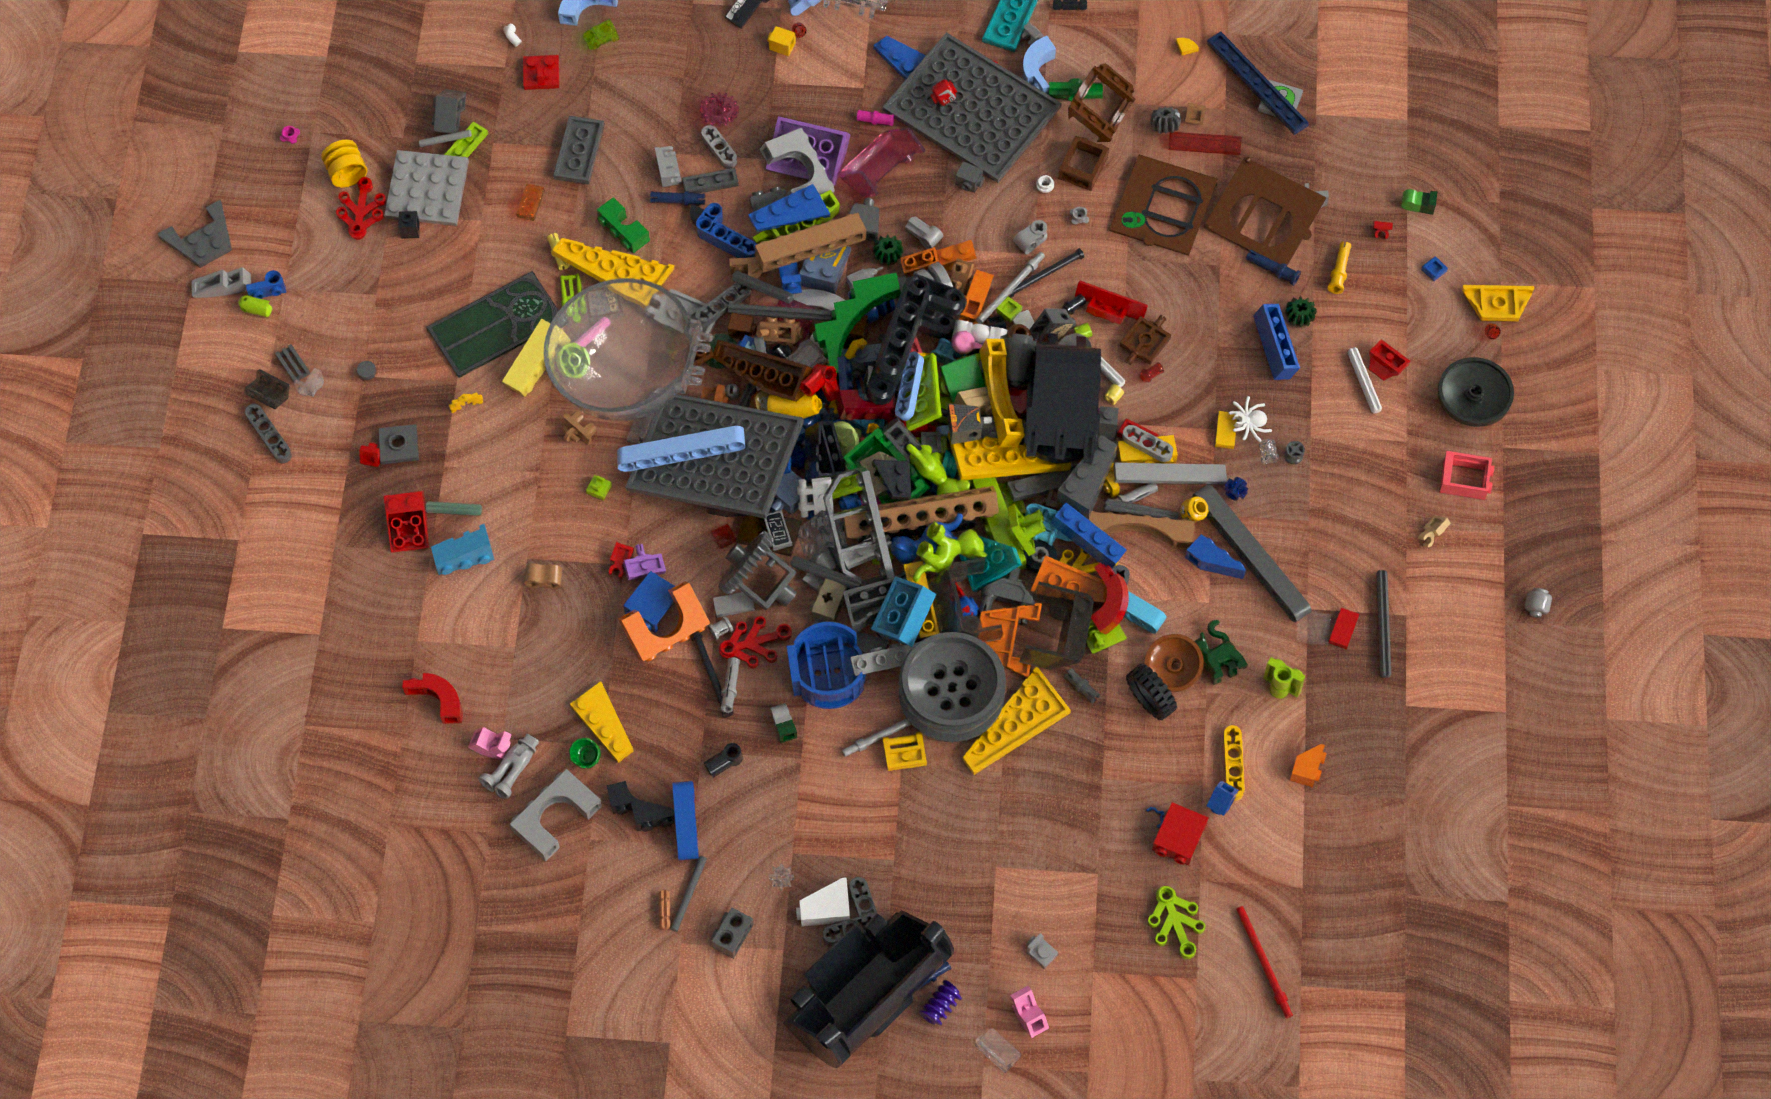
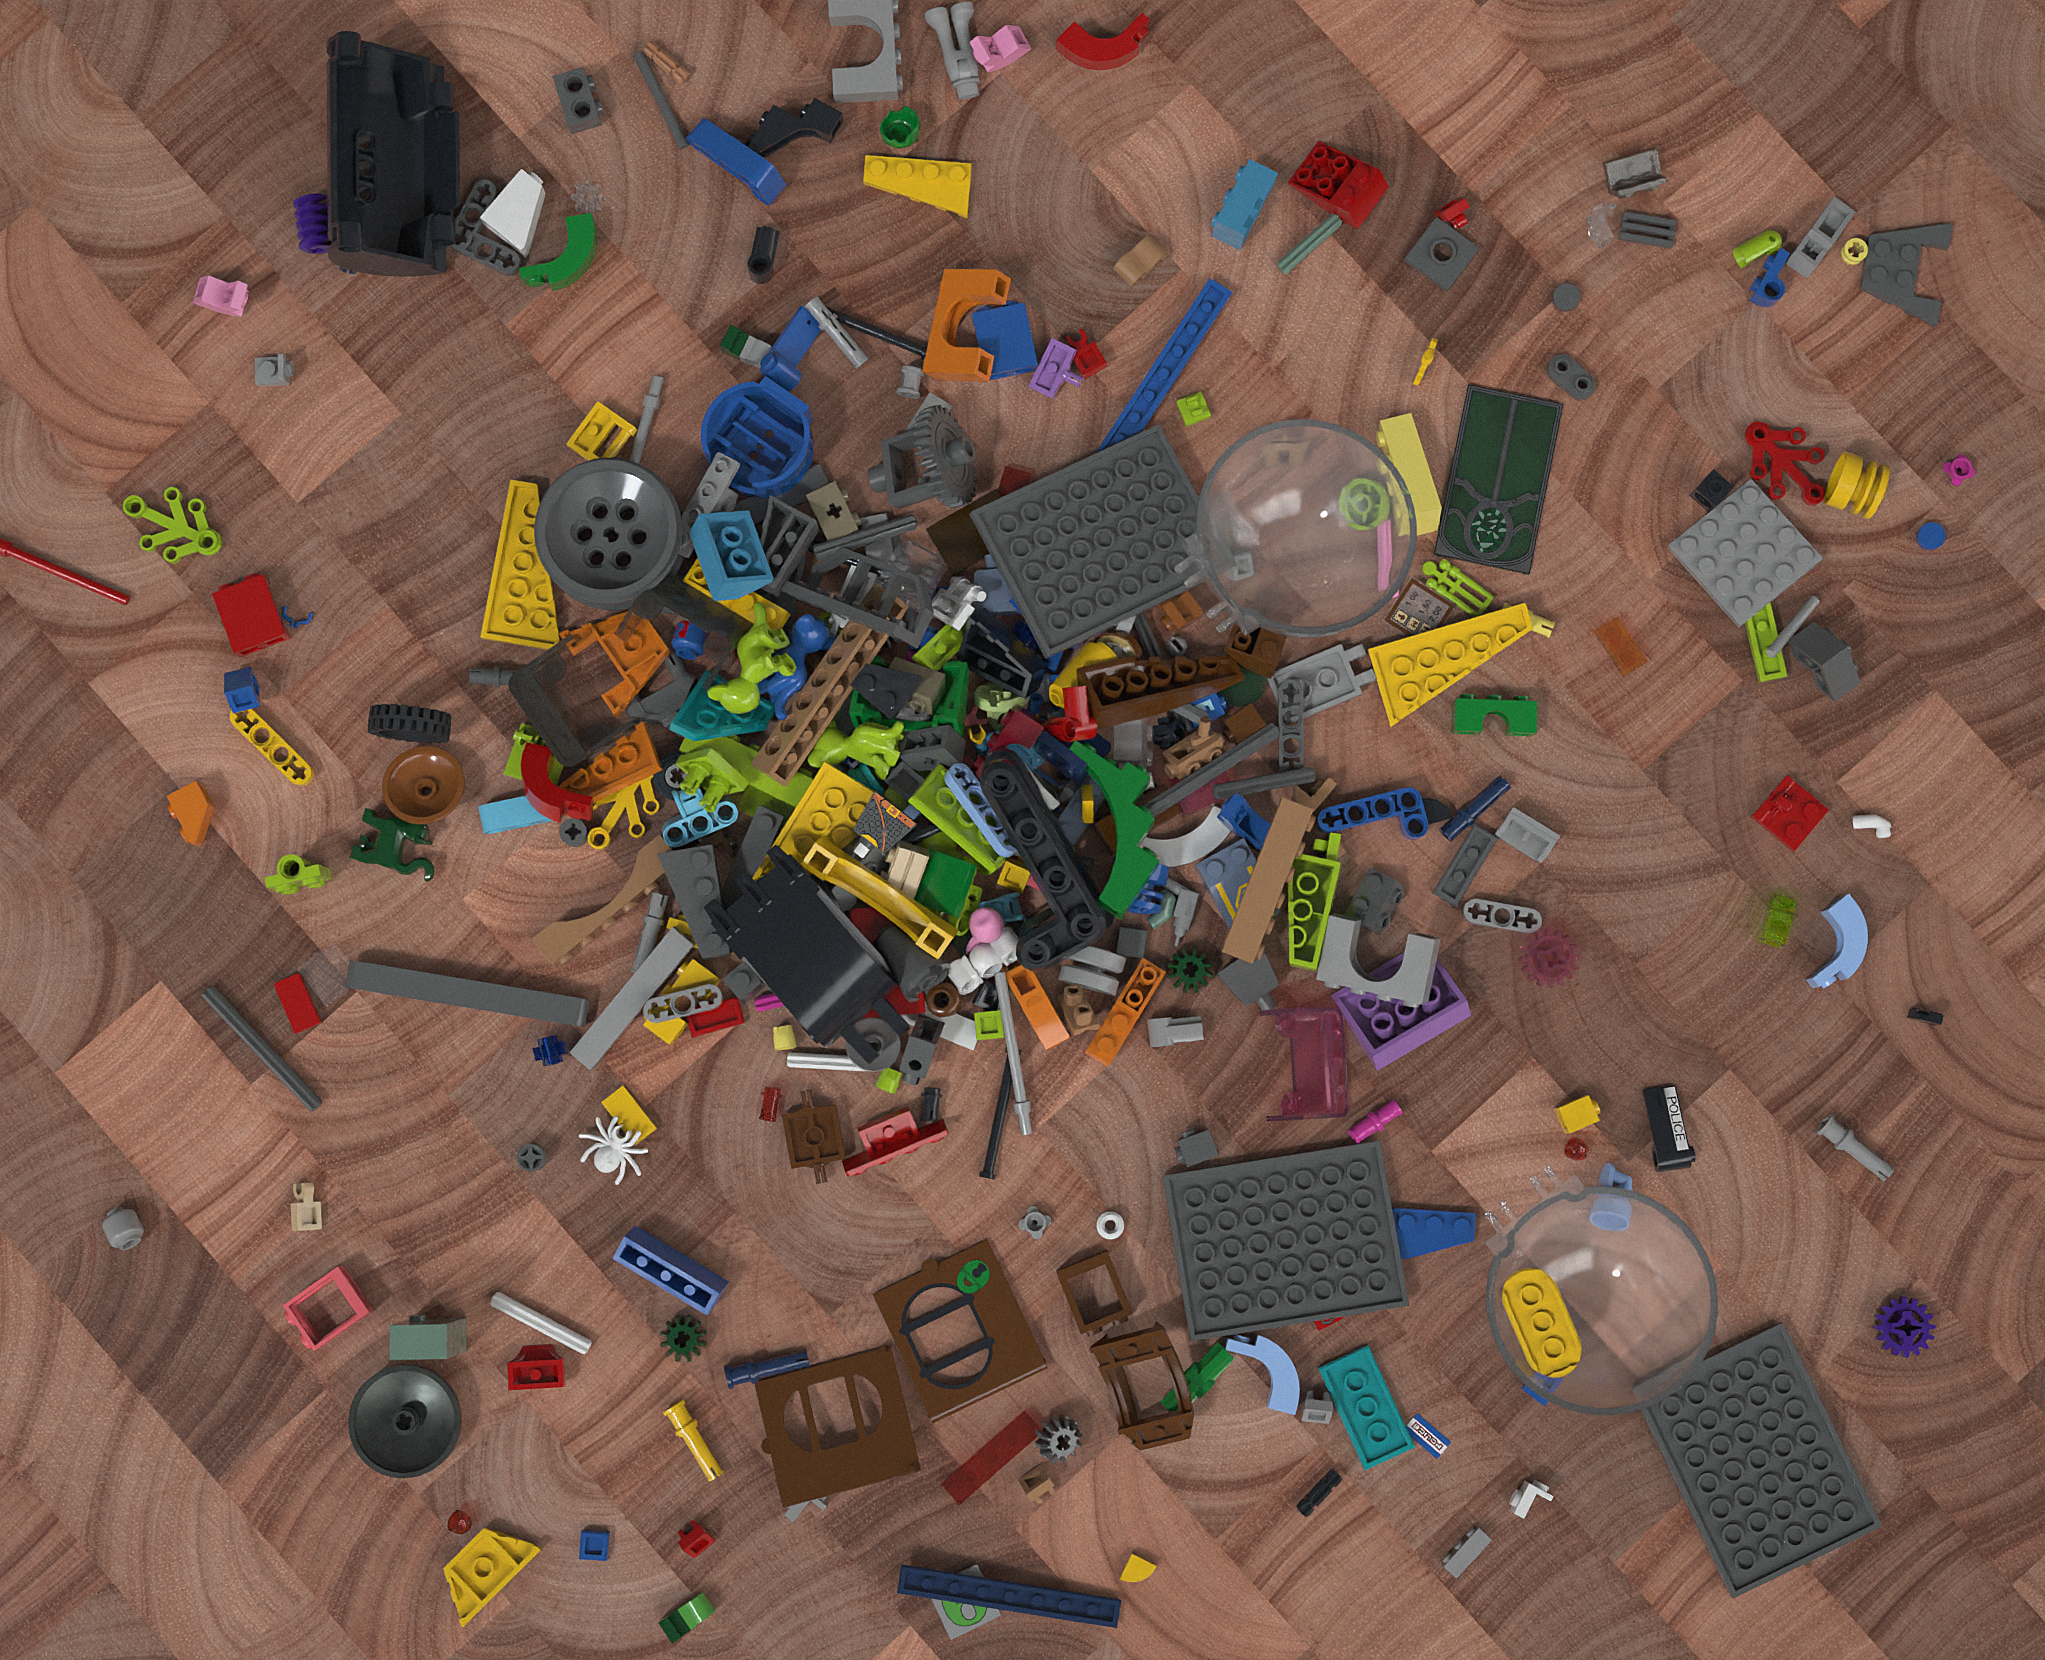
camera: 130 degrees right, 20 degrees up
(214, 260) = (1848, 258): none -> light yellow bush
(266, 434) = (1581, 139): dark grey beam -> none
(337, 121) = (1930, 536): none -> blue tile
(408, 333) = (1569, 379): none -> dark grey plate
(579, 150) = (1641, 759): dark grey plate -> none
(597, 514) = (1169, 364): none -> blue plate
(680, 448) = (1139, 508): light blue beam -> none
(753, 642) = (865, 400): red plant -> none
(778, 530) = (960, 536): tile -> none
(778, 695) = (789, 349): none -> blue door
(794, 208) = (1327, 902): blue wing -> none
(824, 851) = (572, 262): none -> green arch
(943, 92) = (1326, 1219): red head -> none
(997, 1050) = (222, 237): clear panel -> none
(1031, 236) = (1056, 1135): light grey piece -> none
(1088, 536) = (635, 829): blue brick -> none
(1138, 510) = (621, 926): dark grey axle -> none
(1194, 509) = (567, 980): yellow head -> none
(1210, 558) = (504, 943): blue slope -> none
(1268, 451) = (559, 1130): clear bush -> none
(1427, 403) = (428, 1338): none -> sand green brick

